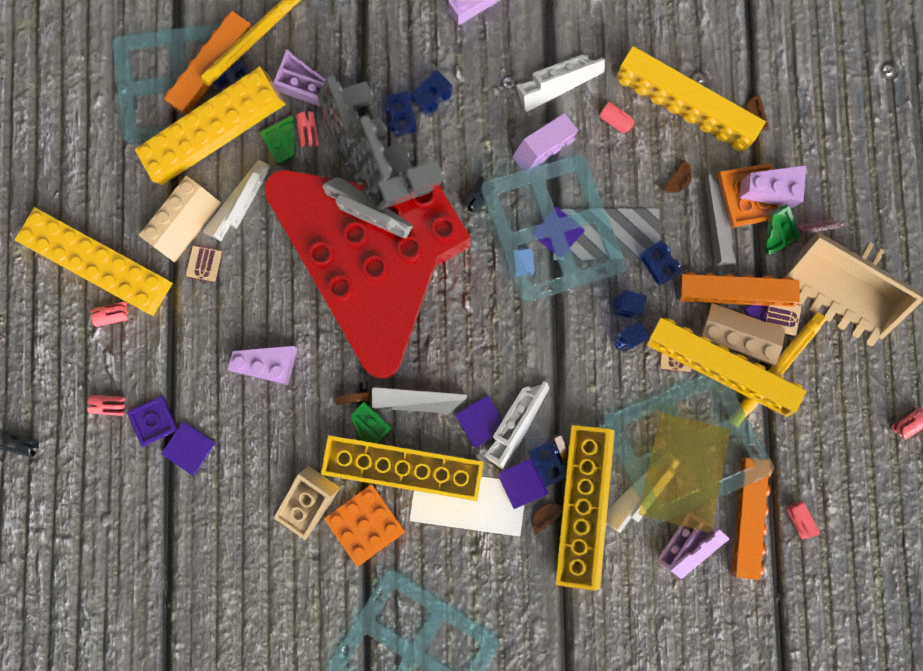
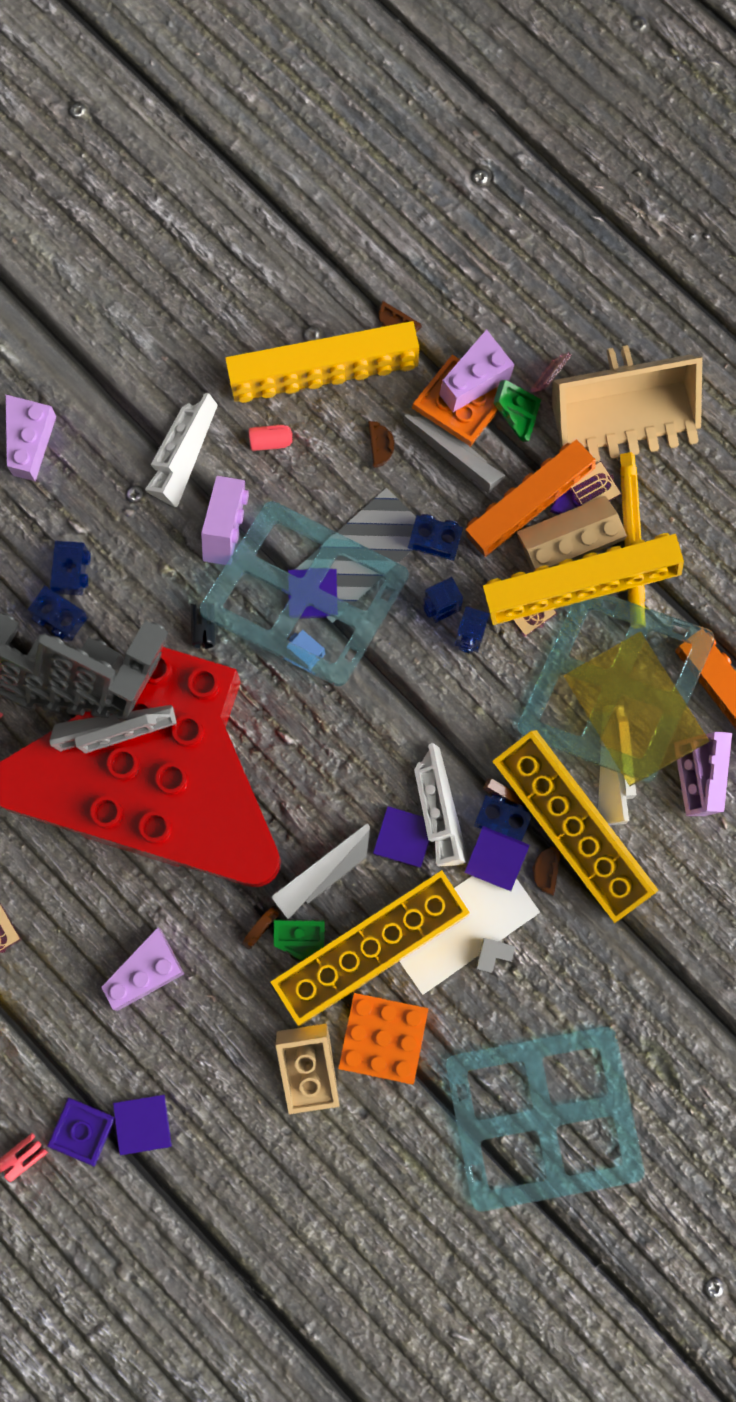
camera: 40 degrees left, 5 degrees down
(471, 533) = (490, 951): none -> light grey piece

